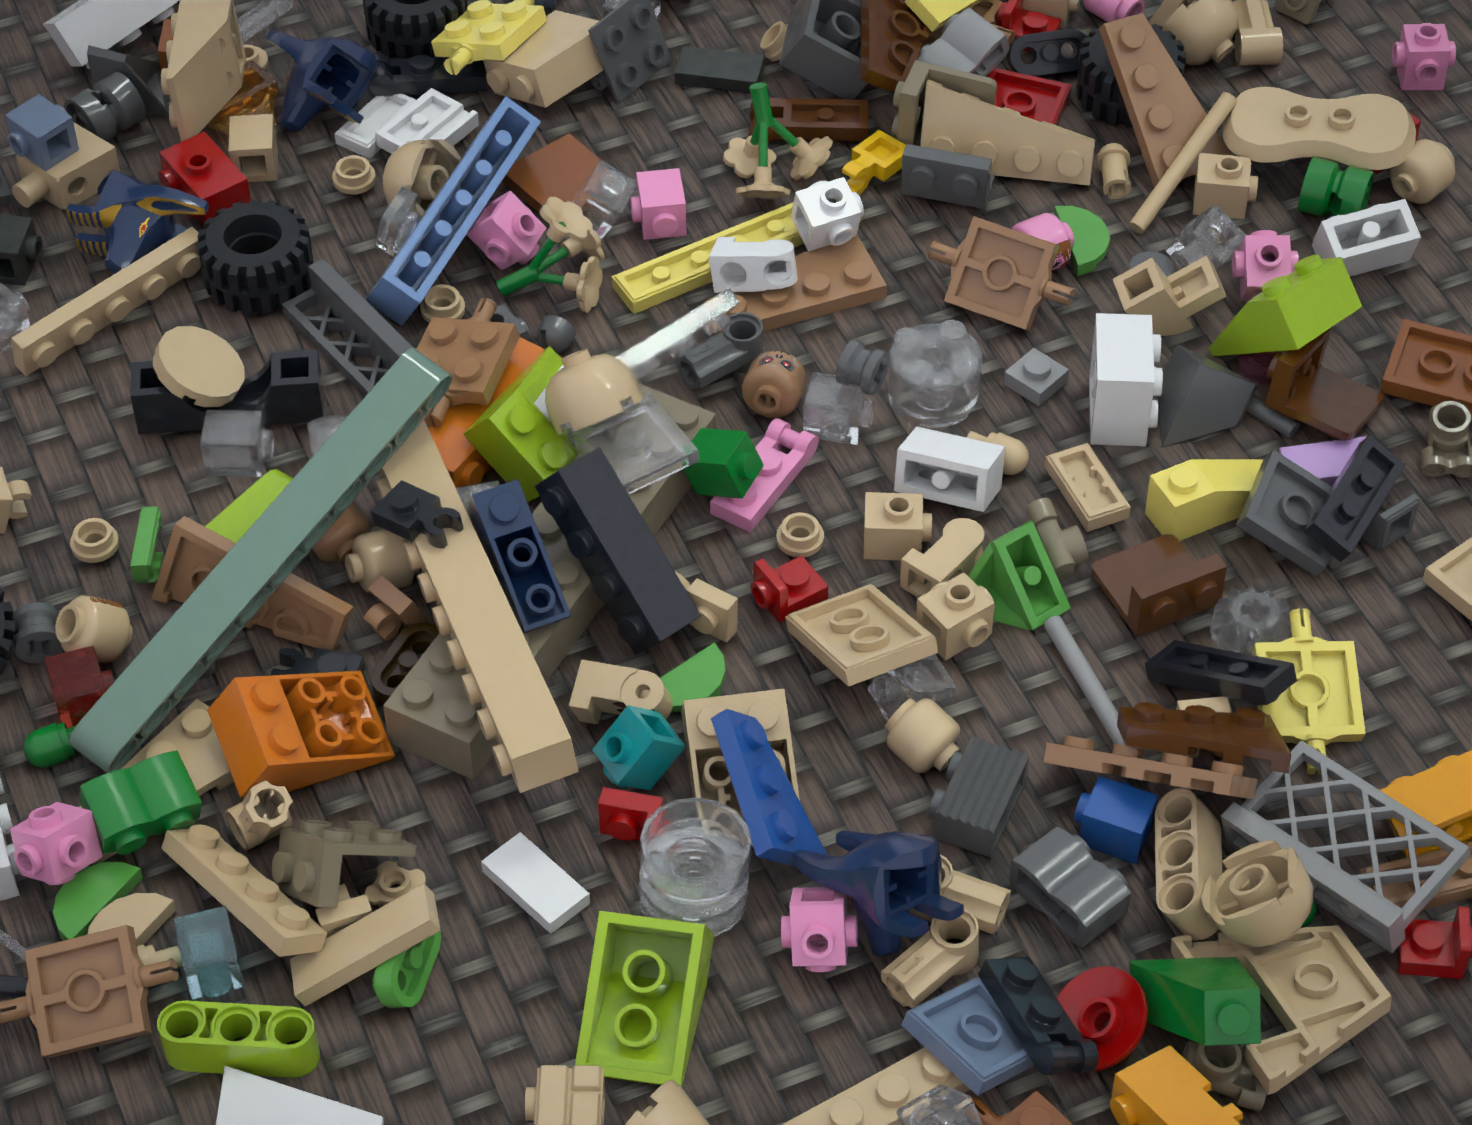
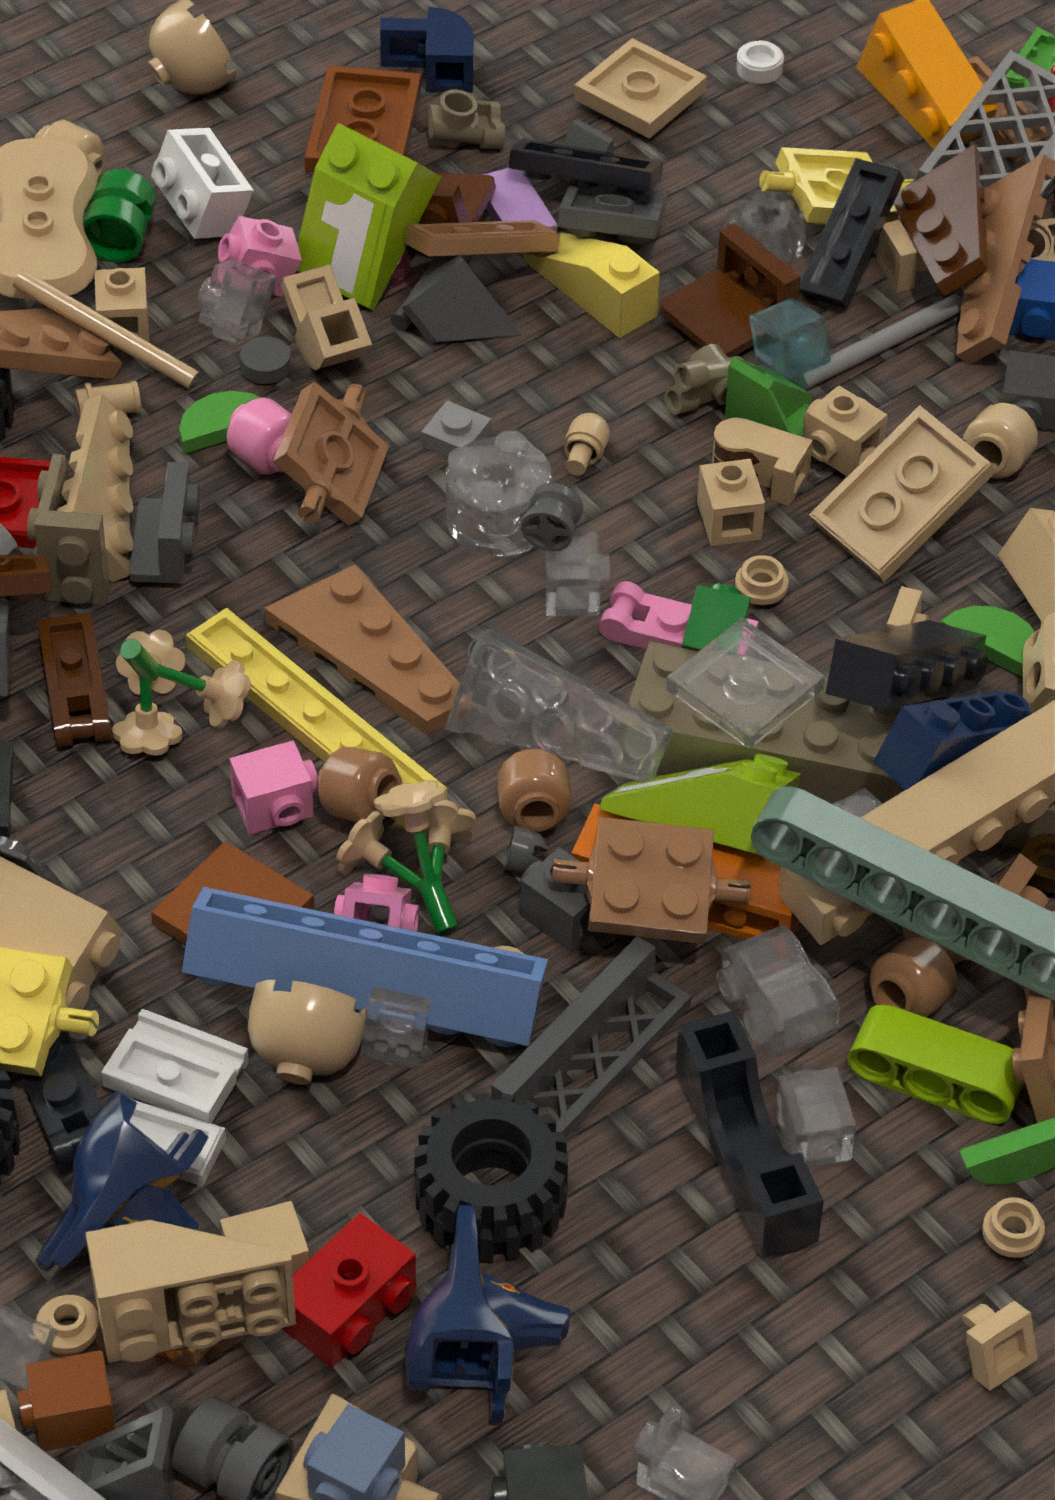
camera: 105 degrees left, 0 degrees up
(106, 302) = (627, 1338): tan plate -> none
(198, 366) = (747, 1140): tan tile -> none
(353, 175) = (278, 1118): tan plate -> none
(415, 511) = (963, 812): black plate -> none
(589, 390) = (718, 703): tan cylinder -> none
(604, 196) = (295, 831): clear brick -> none
(604, 334) = (534, 790): none -> medium nougat head
(633, 237) = (353, 781): none -> medium nougat head
(752, 265) = (385, 665): white leg -> none
(775, 380) = (554, 626): medium nougat head -> none
(787, 587) = (837, 581): red bracket -> none
(827, 213) = (281, 607): white brick -> none
(875, 156) = (136, 601): yellow plate -> none
(949, 468) = (642, 460): white brick -> none
(1087, 487) = (614, 369): tan plate -> none
(1088, 604) = (790, 338): none -> clear light blue brick
(1124, 379) = (480, 335): white brick -> none
(1247, 397) = (481, 238): none -> medium nougat tile

